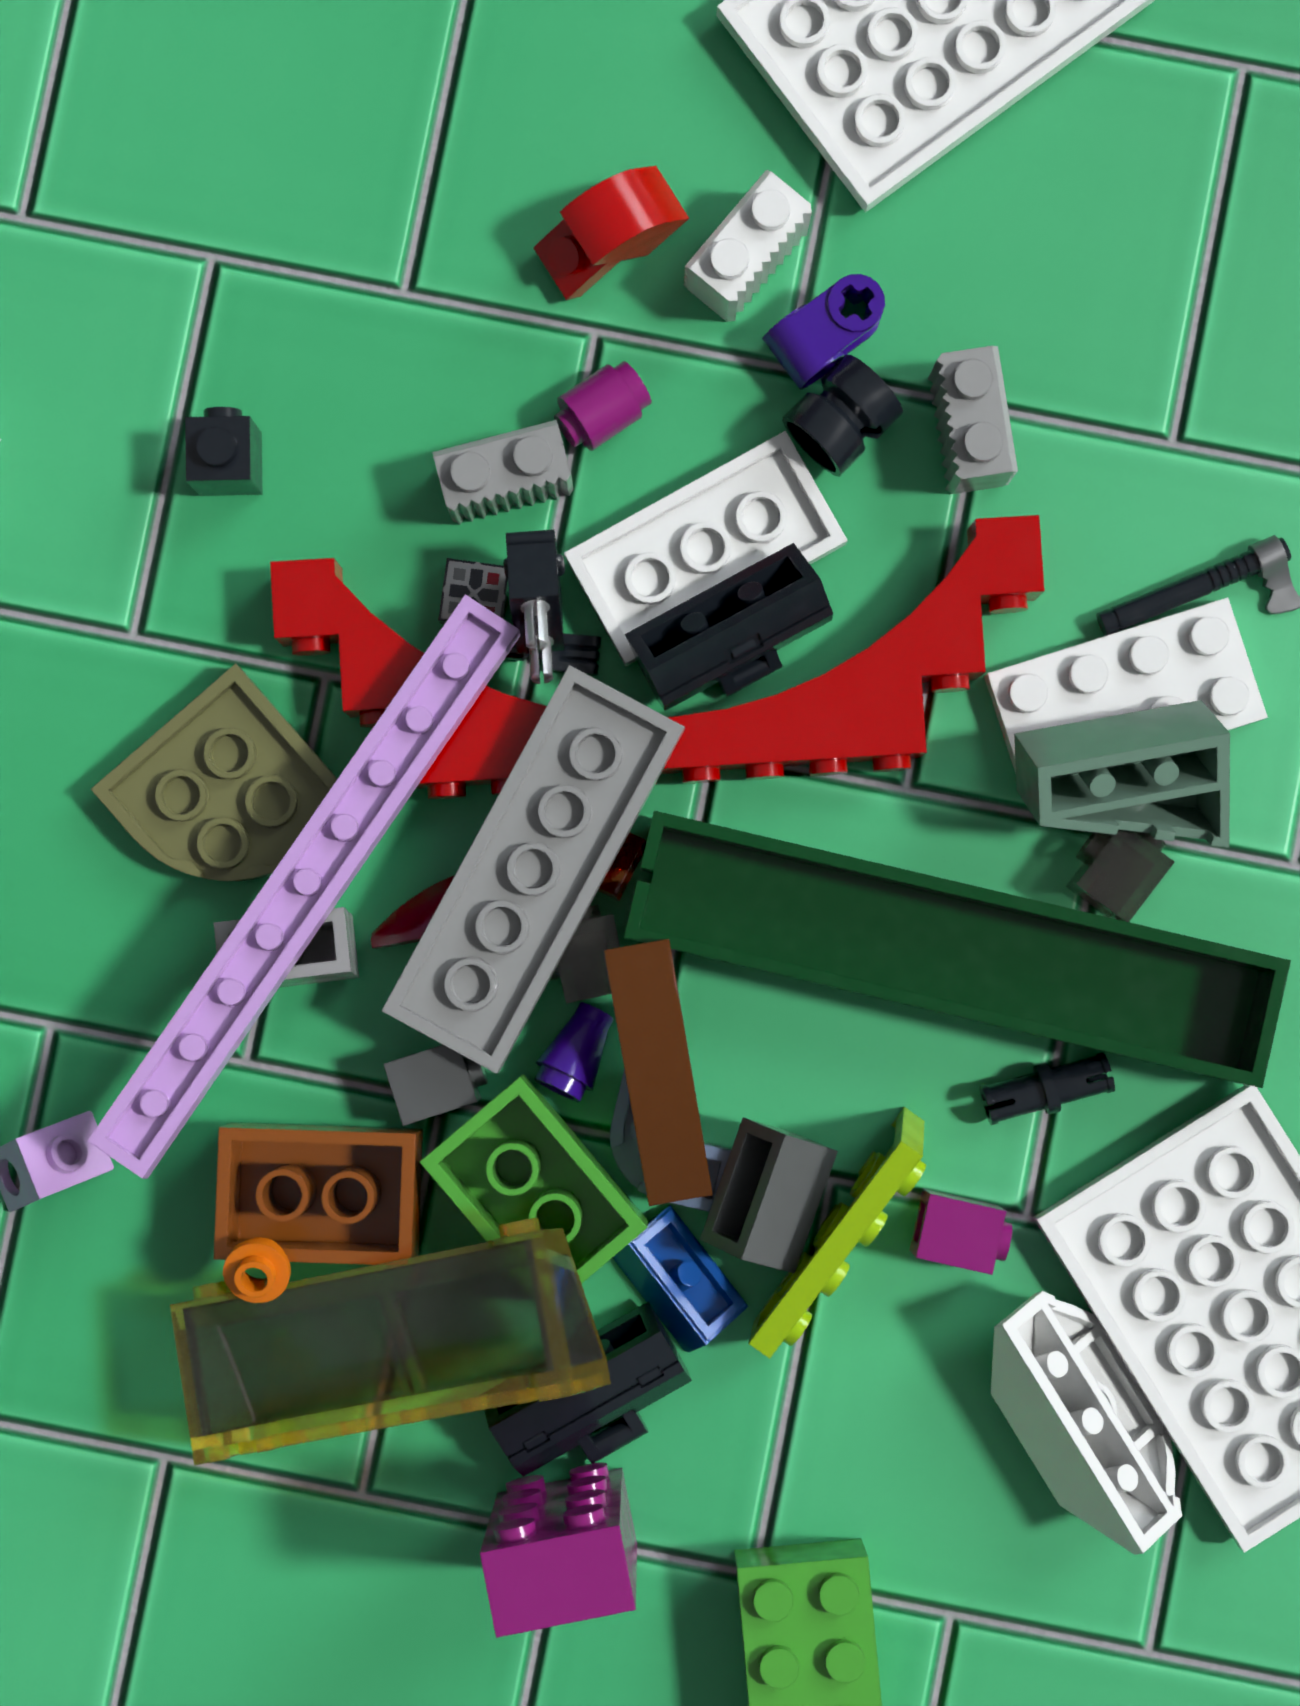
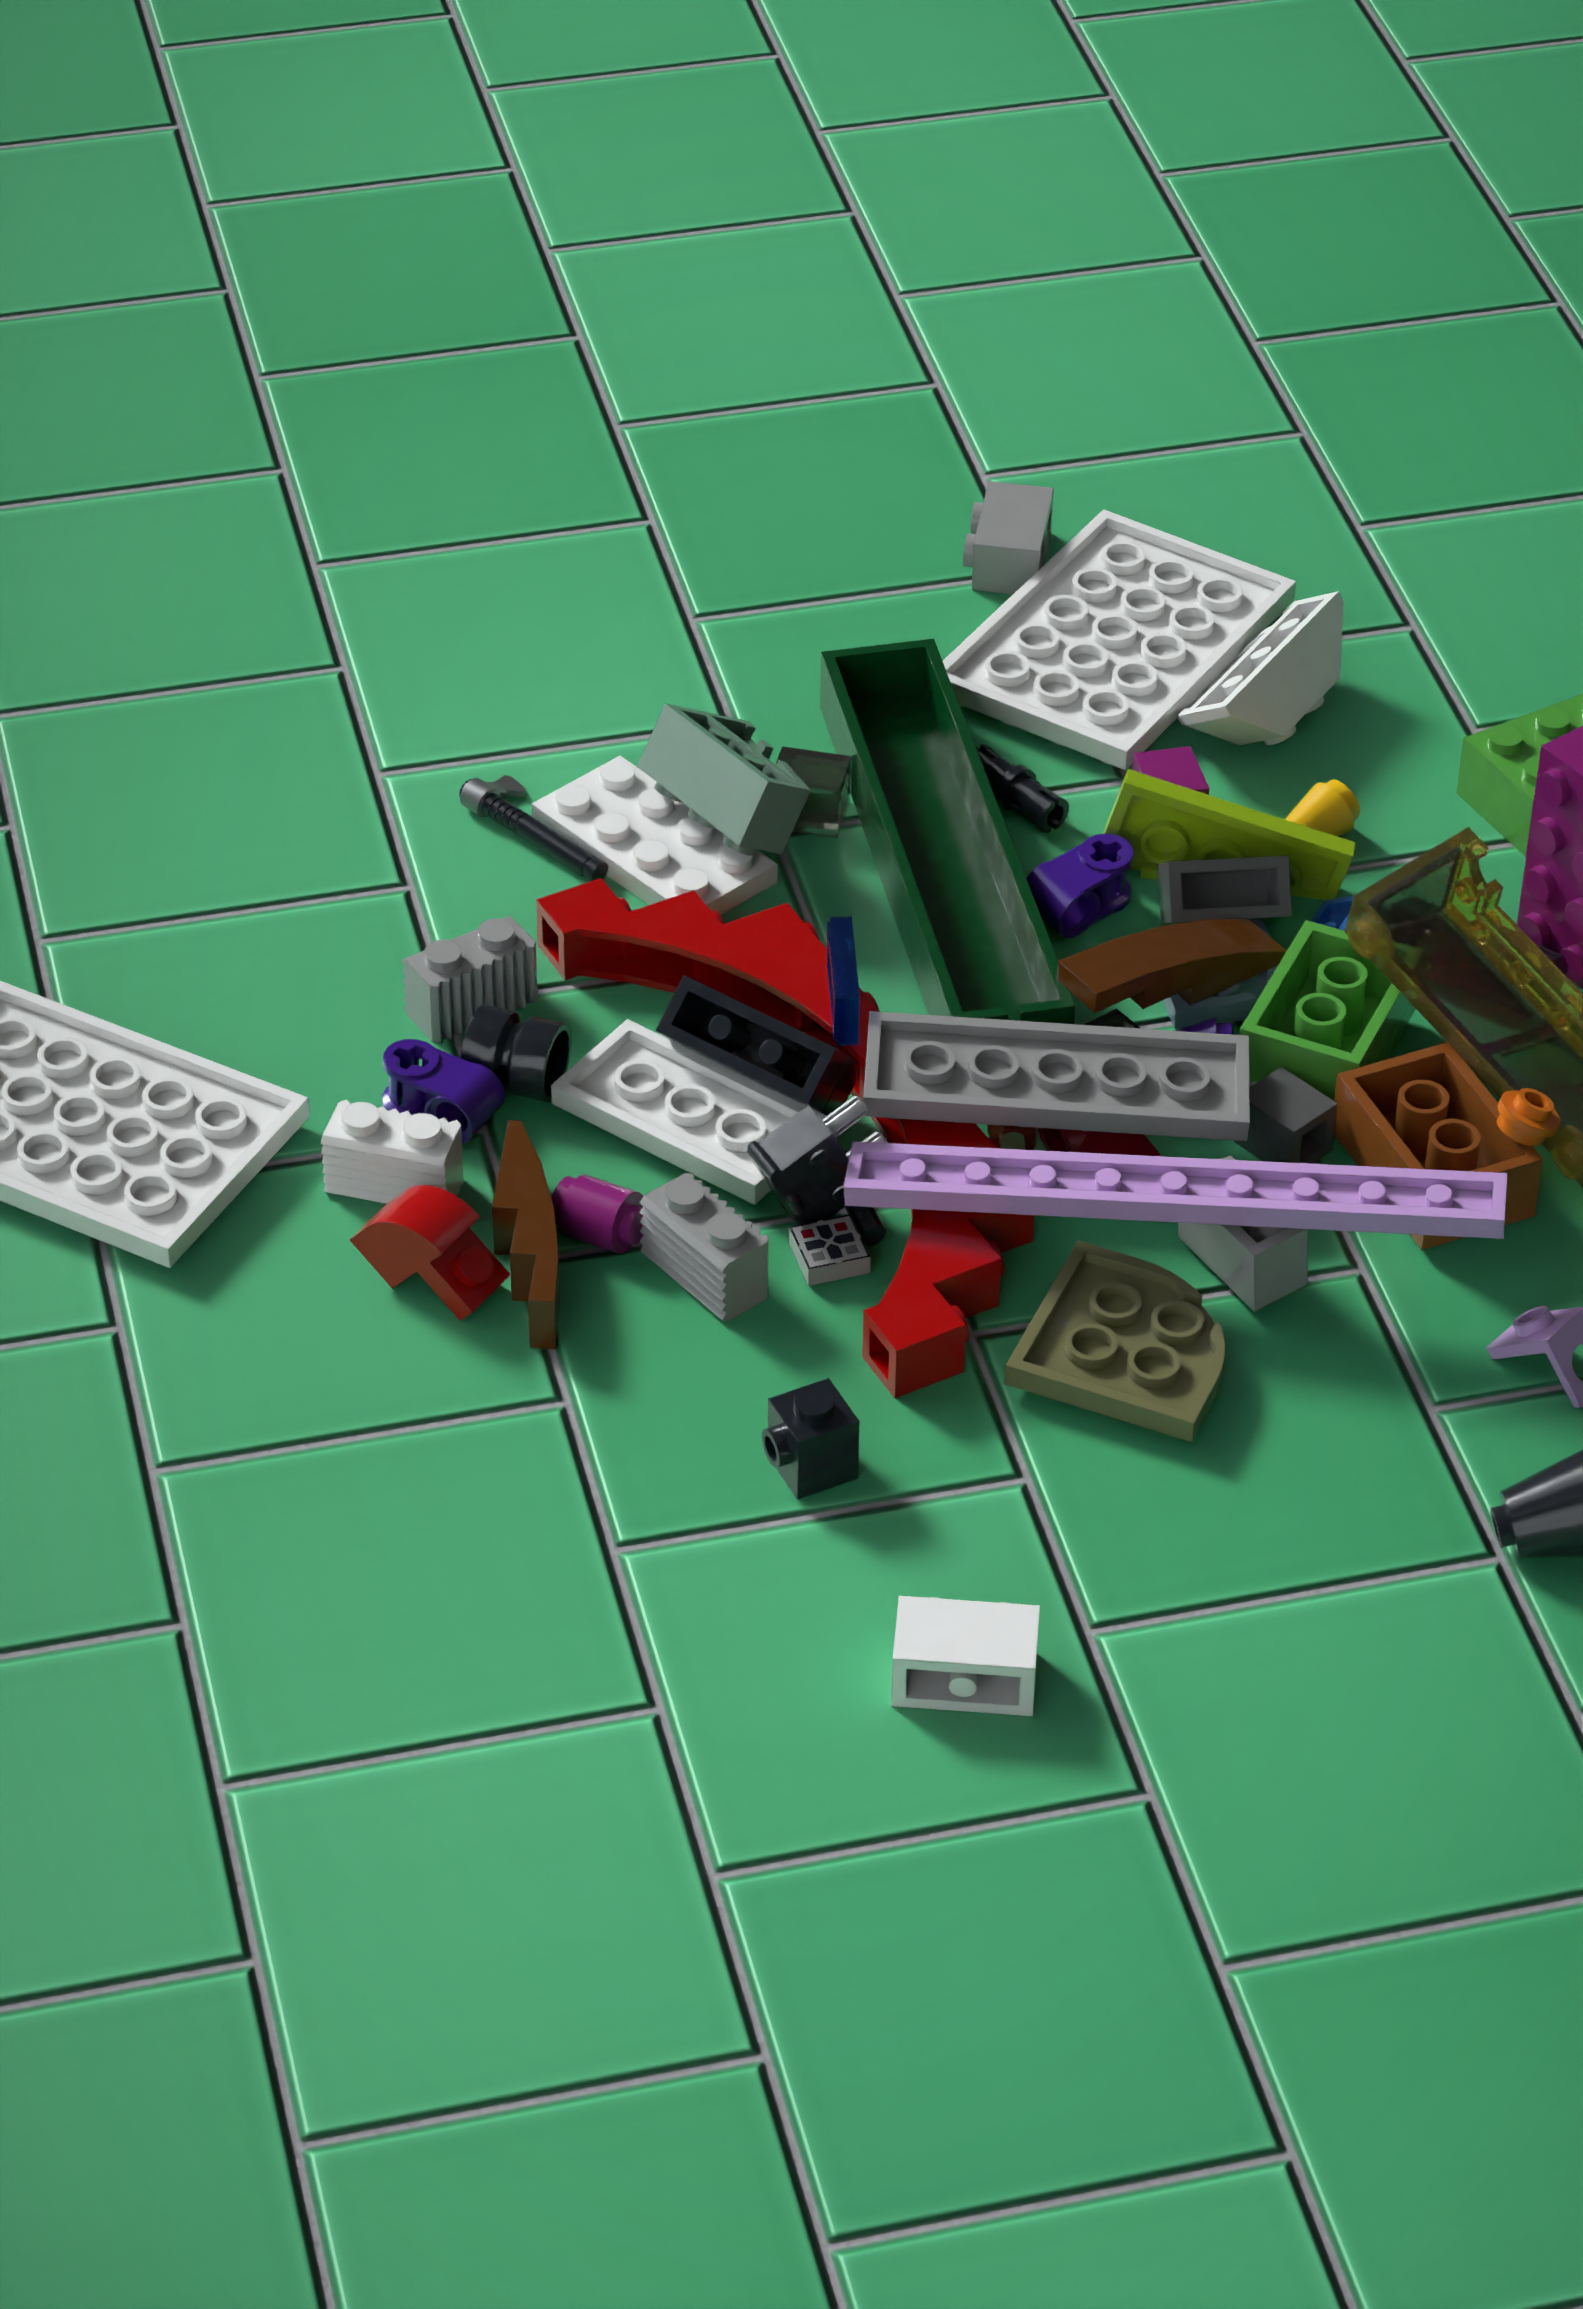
camera: 115 degrees left, 45 degrees down
(619, 335) = (527, 1232): none -> reddish brown slope
(753, 730) = (843, 981): none -> clear blue tile
(850, 1054) = (1083, 884): none -> dark purple piece
(857, 1359) = (1327, 808): none -> yellow cone

